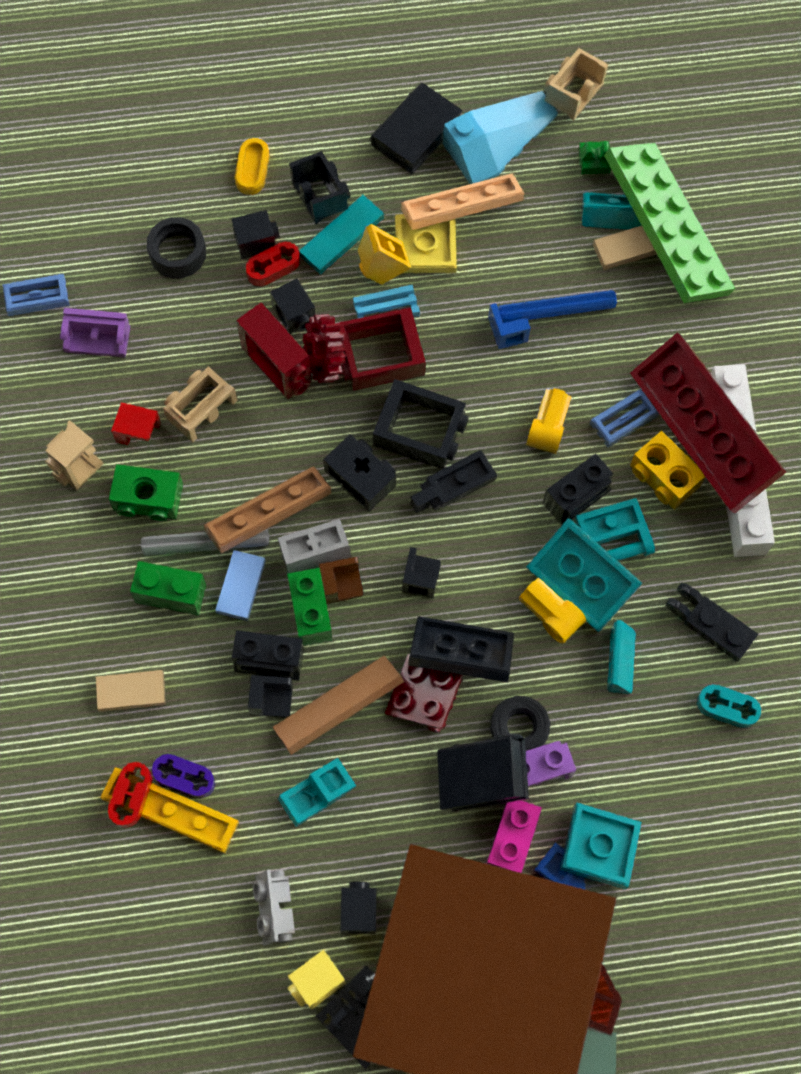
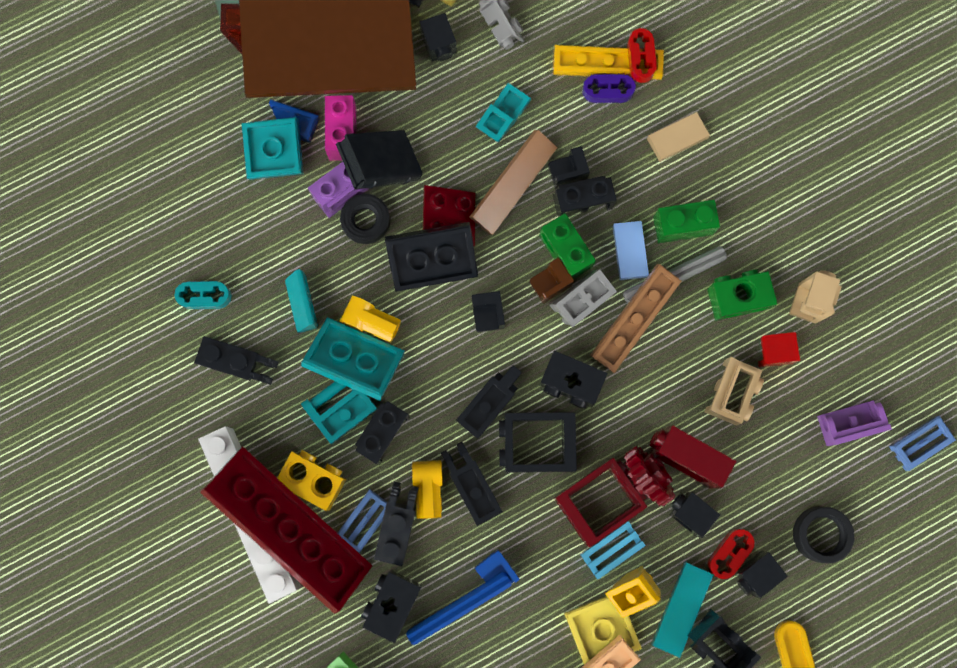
camera: 160 degrees right, 10 degrees up
(503, 409) = (472, 487): none -> black hinge
(594, 396) = (396, 527): none -> black hinge
(622, 329) = (389, 624): none -> black brick

